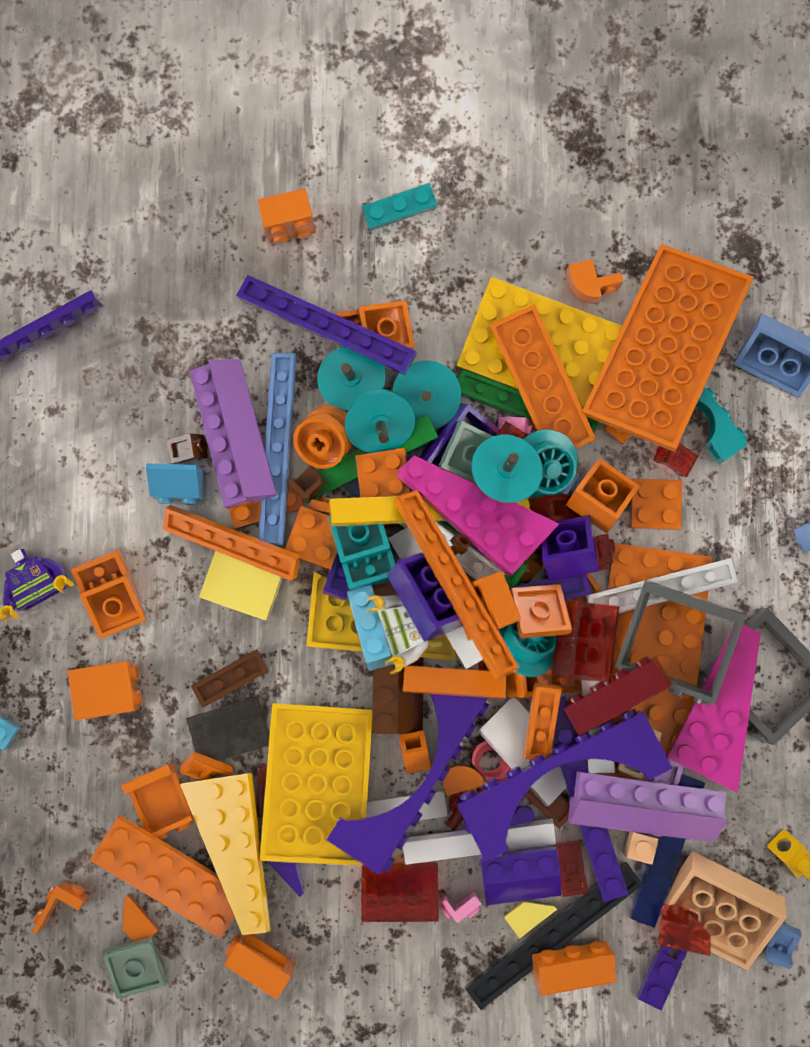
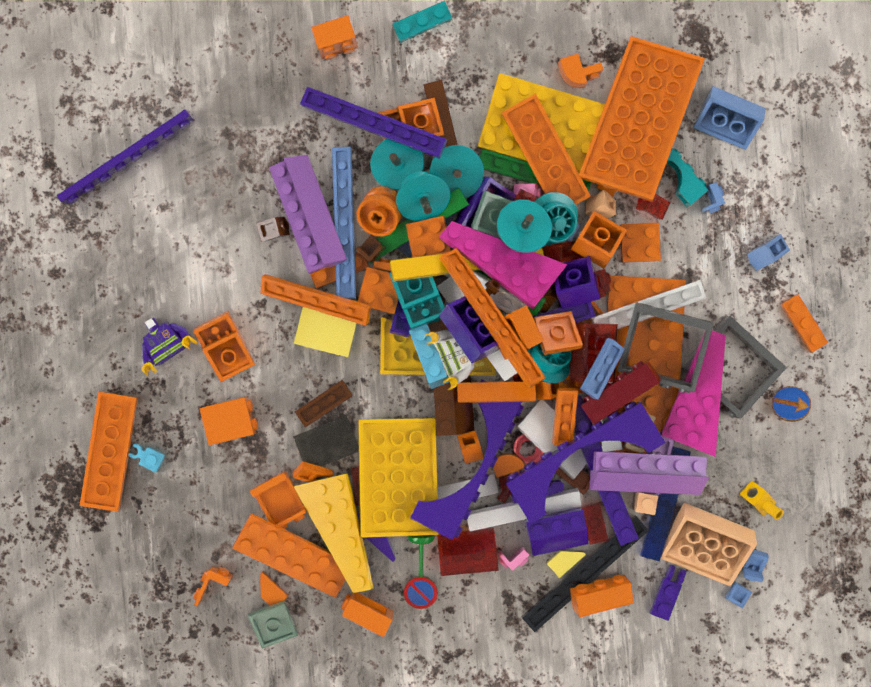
camera: 10 degrees left, 5 degrees up
(176, 482) = (268, 257): dark azure slope -> none
(334, 939) = (420, 591): none -> piece
(411, 293) = (436, 90): none -> reddish brown tile
(595, 663) = (602, 368): none -> medium blue plate
(610, 450) = (602, 204): none -> light nougat panel
(682, 930) = (680, 561): clear red slope -> none
(757, 452) = (715, 195): none -> medium blue bracket
(757, 983) = (738, 594): none -> medium blue tile

